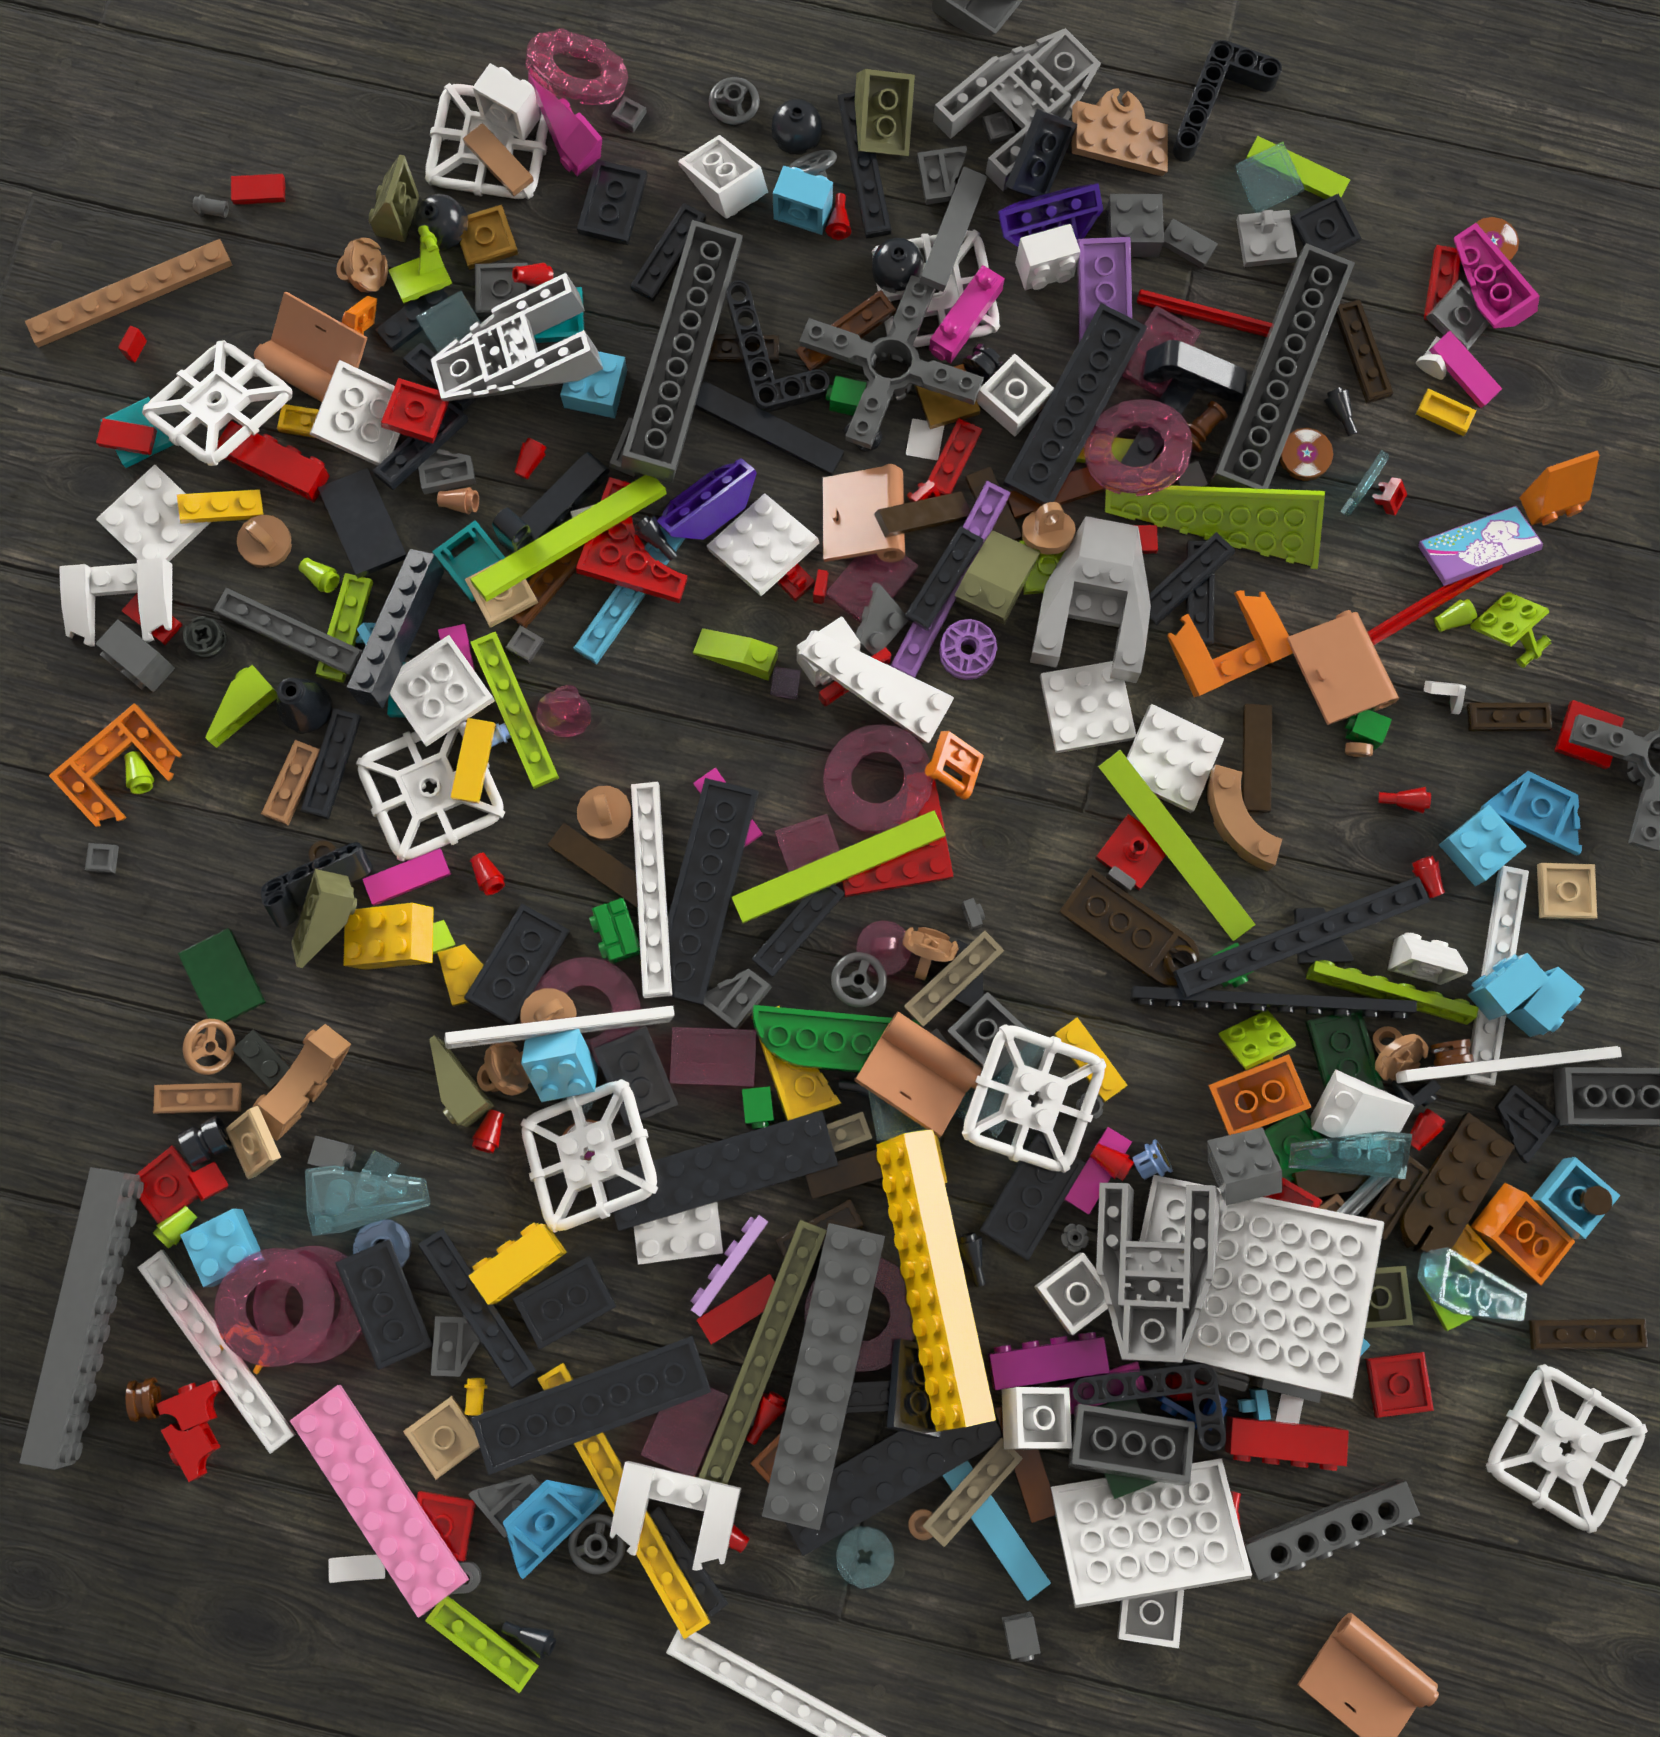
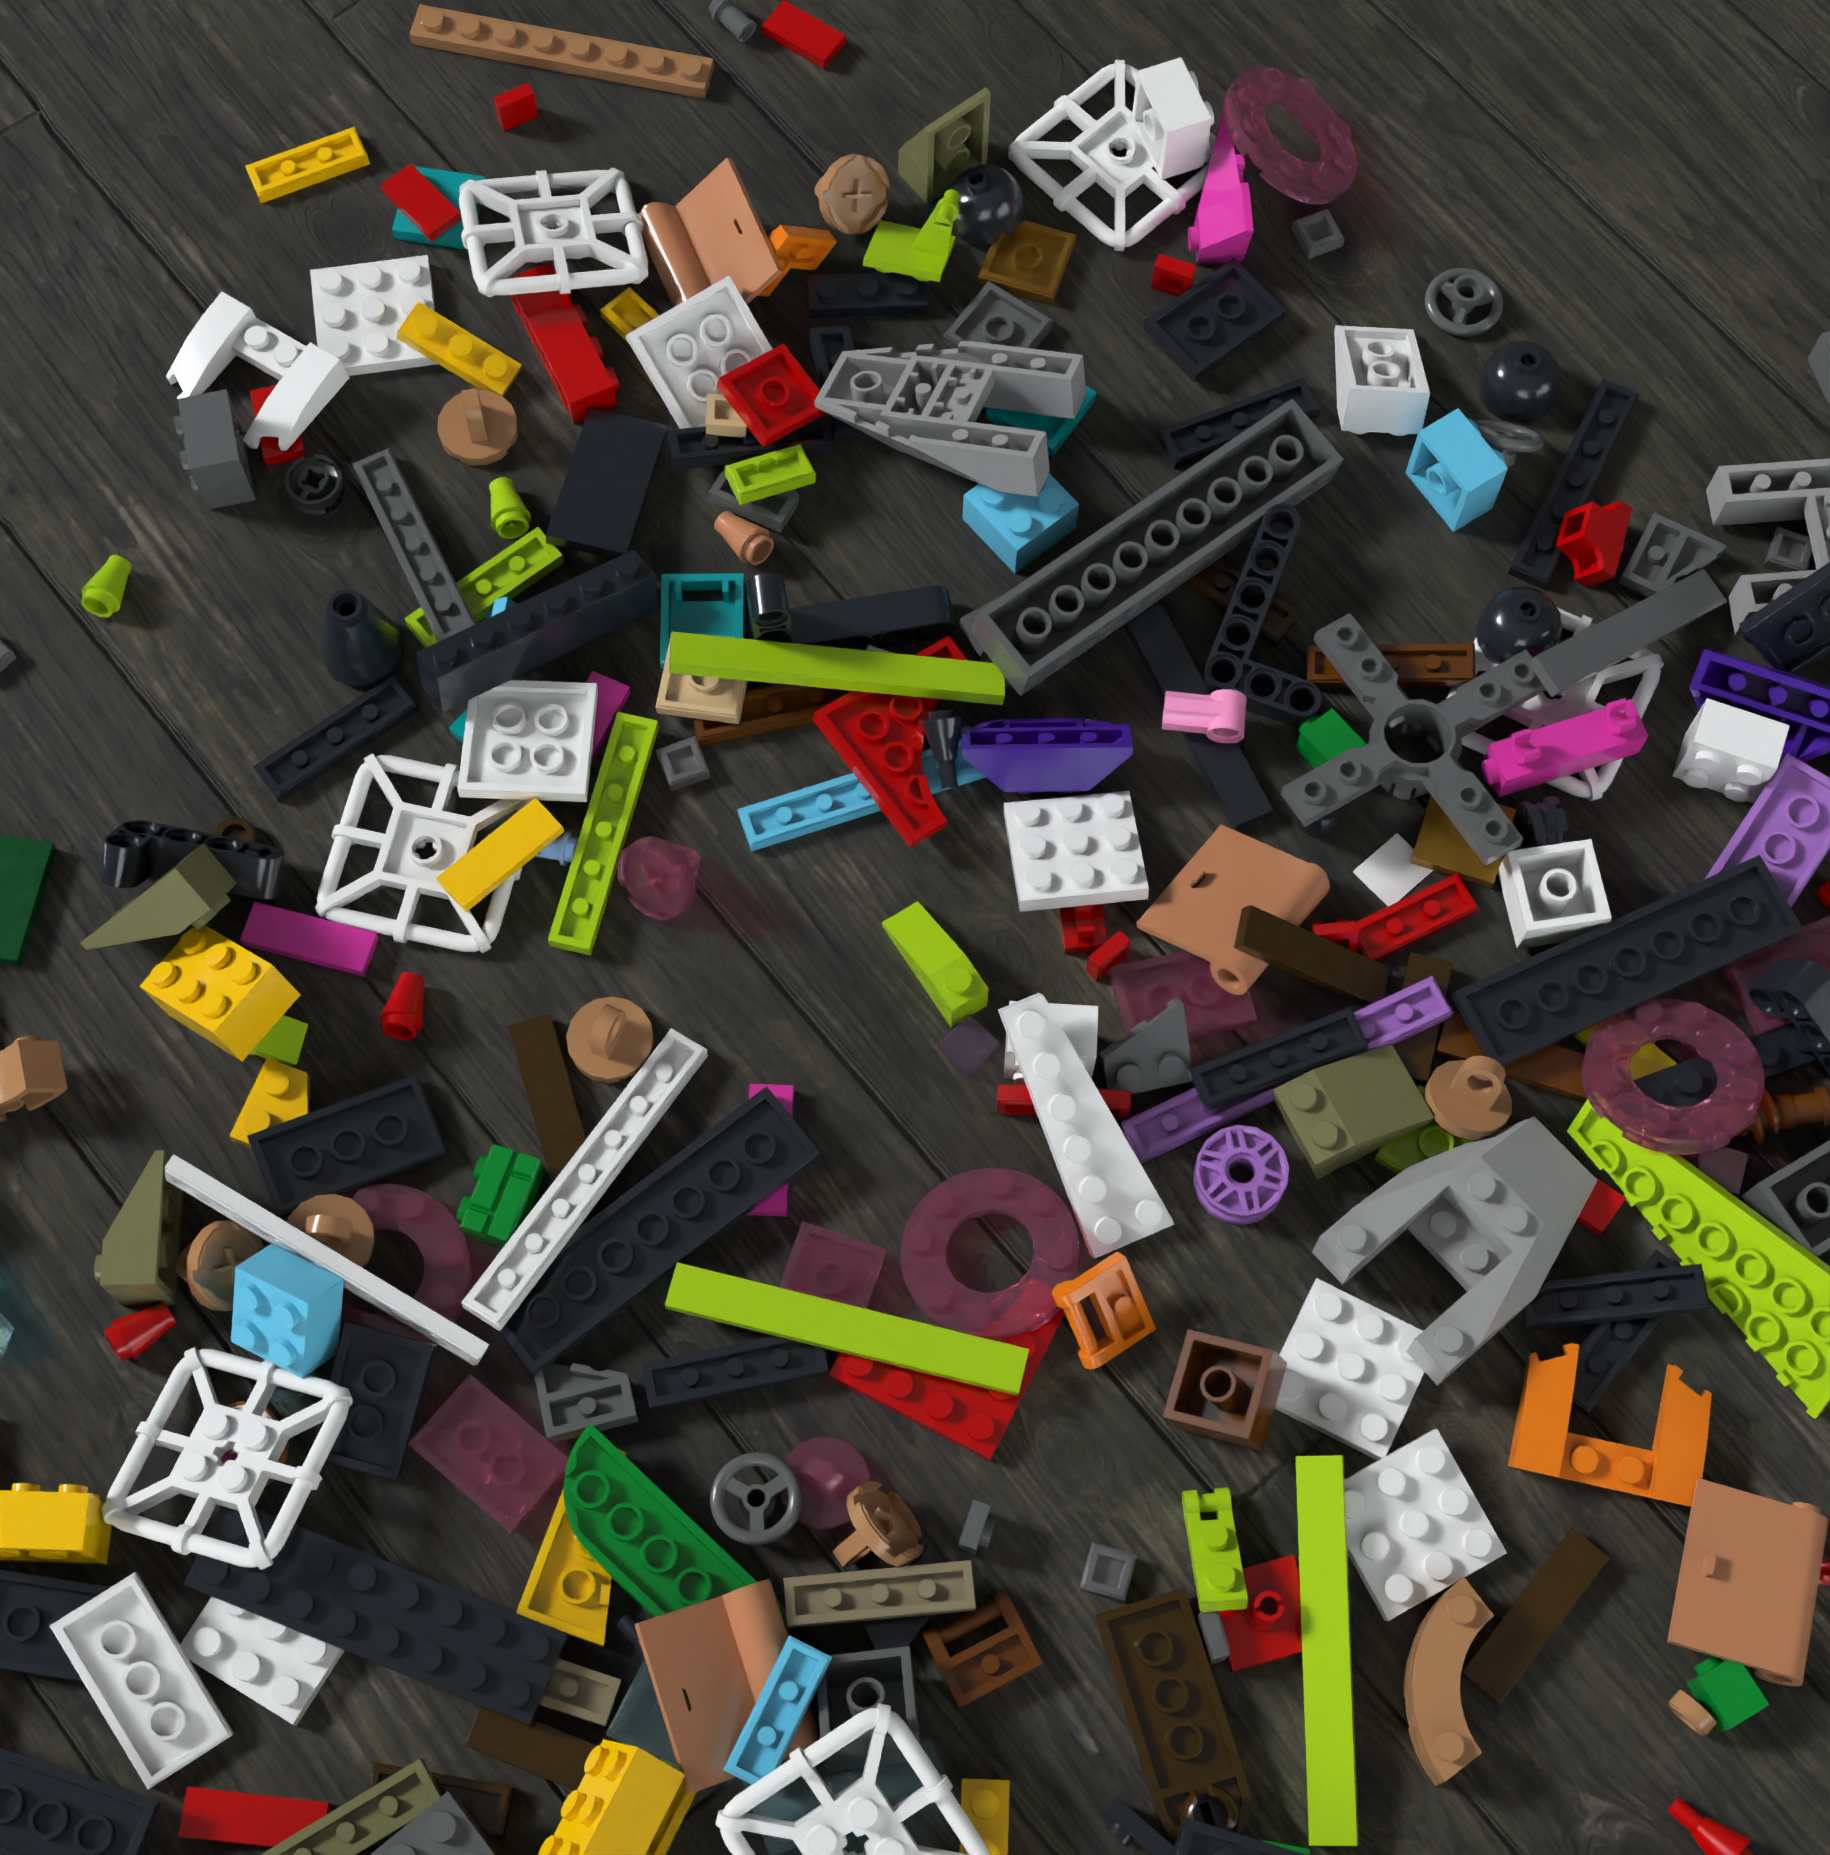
camera: 40 degrees right, 10 degrees down
(40, 459) = (307, 165): none -> yellow tile
(76, 773) = (39, 537): orange wedge -> none
(242, 702) = (285, 593): lime slope -> none
(291, 783) = (270, 727): medium nougat tile -> none
(397, 442) = (722, 418): none -> tan tile
(447, 455) = (770, 474): none -> lime plate
(448, 321) = (901, 321): clear light blue tile -> none
(498, 159) = (1111, 180): medium nougat tile -> none
(529, 458) = (869, 546): red cone -> none
(532, 274) = (1045, 334): red cone -> none
(572, 192) = (1172, 275): none -> red tile
(633, 1289) = (141, 1680): none -> white tile
(720, 1274) = (267, 1751): lavender plate -> none
(758, 1107) = (493, 1565): green brick -> none
(780, 421) = (1216, 715): none -> bright pink piece
(838, 224) = (1483, 531): red cone -> none
(884, 111) = (1646, 435): olive slope -> none
(898, 189) = (1594, 540): none -> red brick
(952, 1068) = (778, 1711): none -> medium azure tile
(1026, 971) = (989, 1662): none -> reddish brown plate
(1040, 759) = (1225, 1389): none -> reddish brown brick
(1048, 887) = (1108, 1572): none -> flat silver tile
(1092, 839) = (1214, 1551): none -> lime plate

